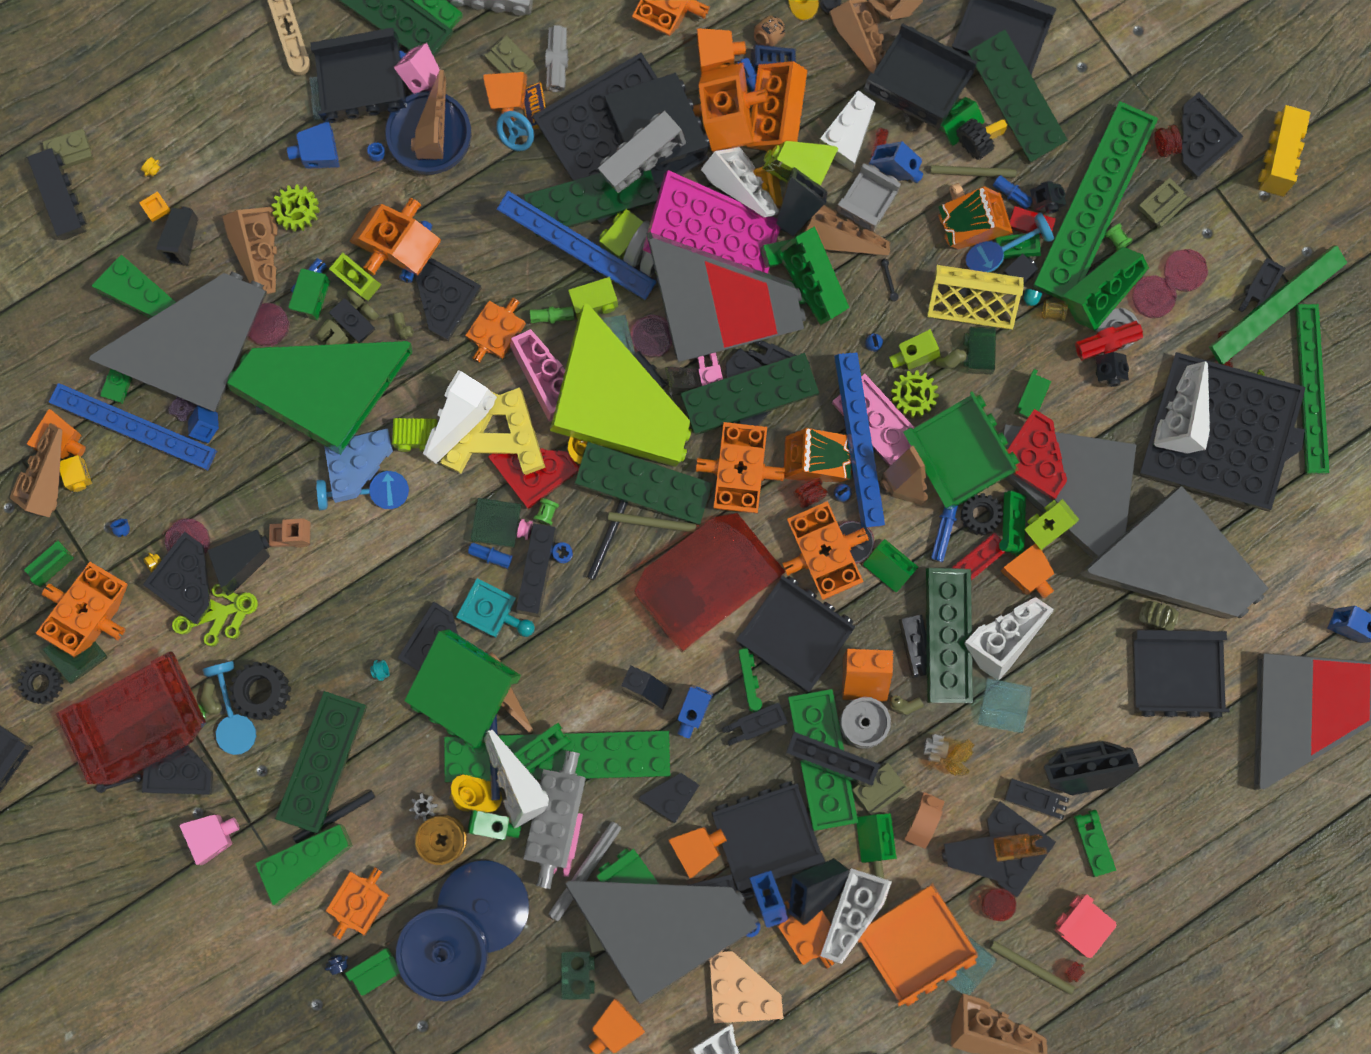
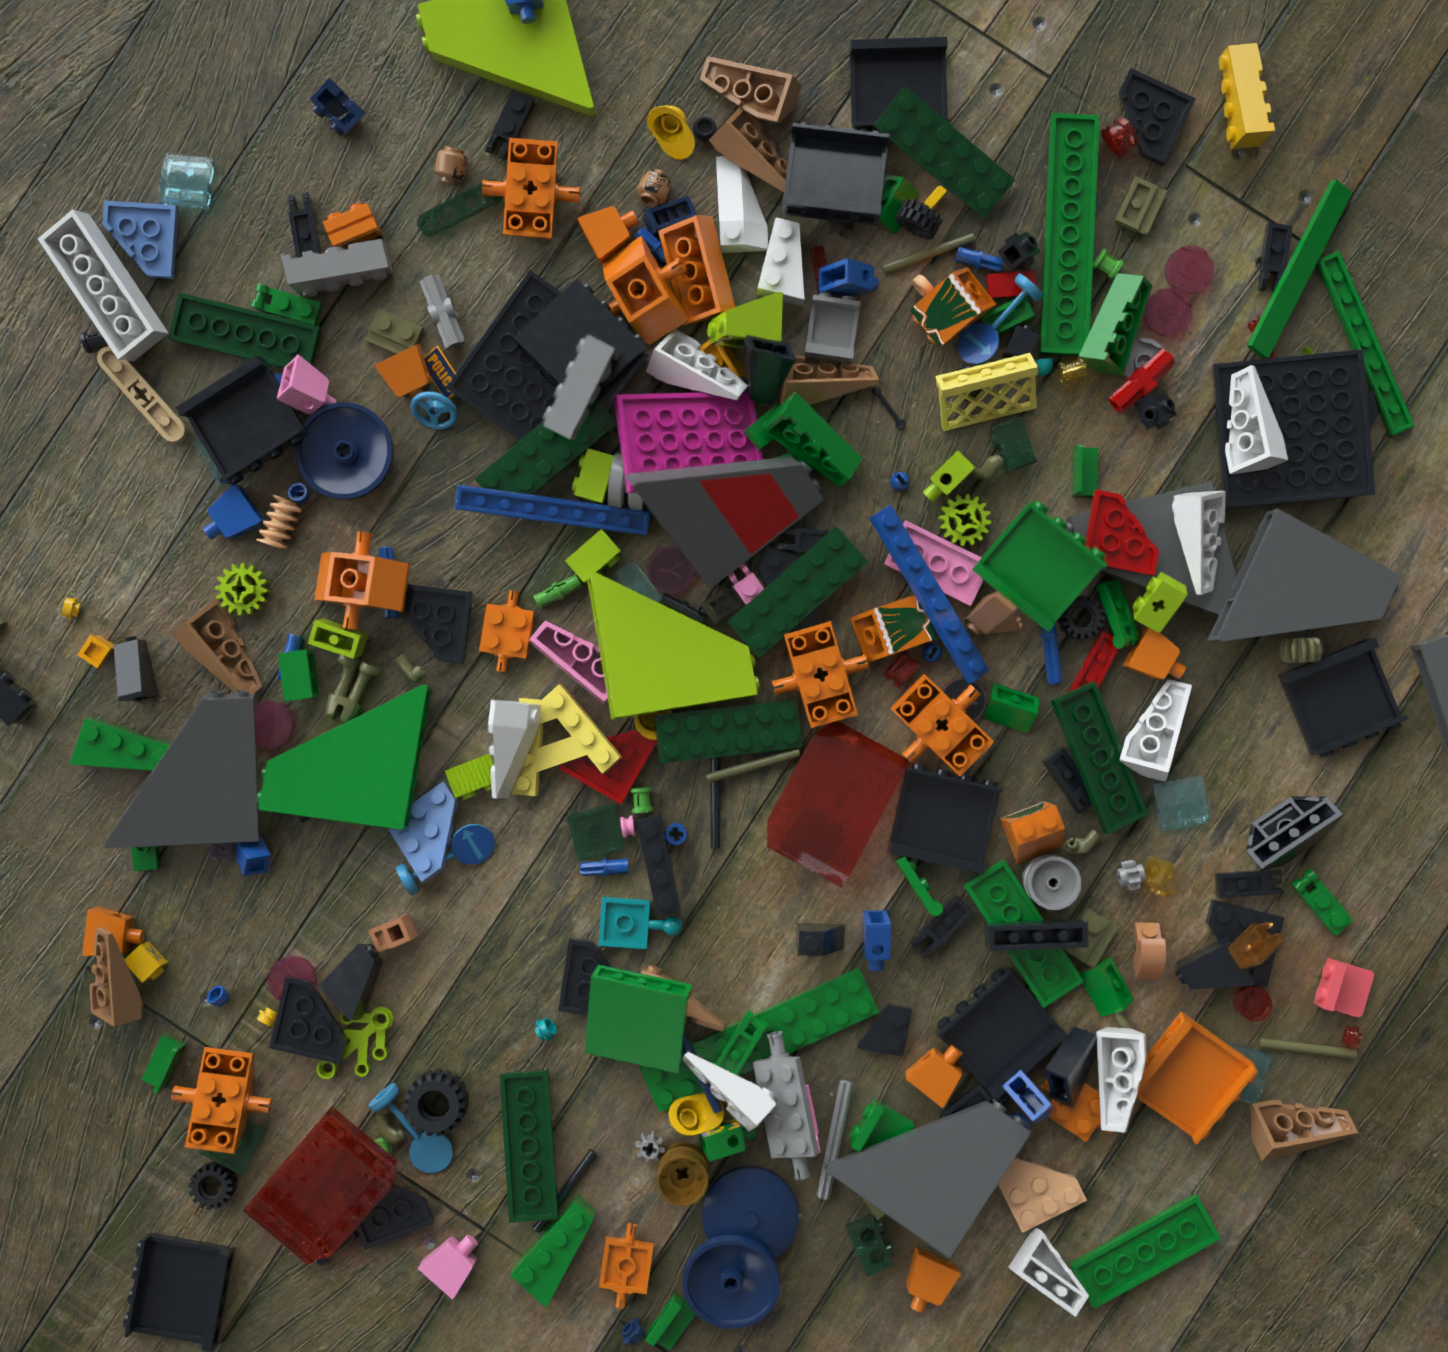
camera: 20 degrees left, 10 degrees up
(133, 426) = (182, 888): blue plate -> none
(349, 167) = (279, 523): none -> light nougat piece
(352, 320) = (356, 686): black plate -> none
(430, 129) = (345, 448): medium nougat wedge -> none
(830, 79) = (740, 215): none -> white wedge
(1109, 474) = (1197, 524): none -> white wedge

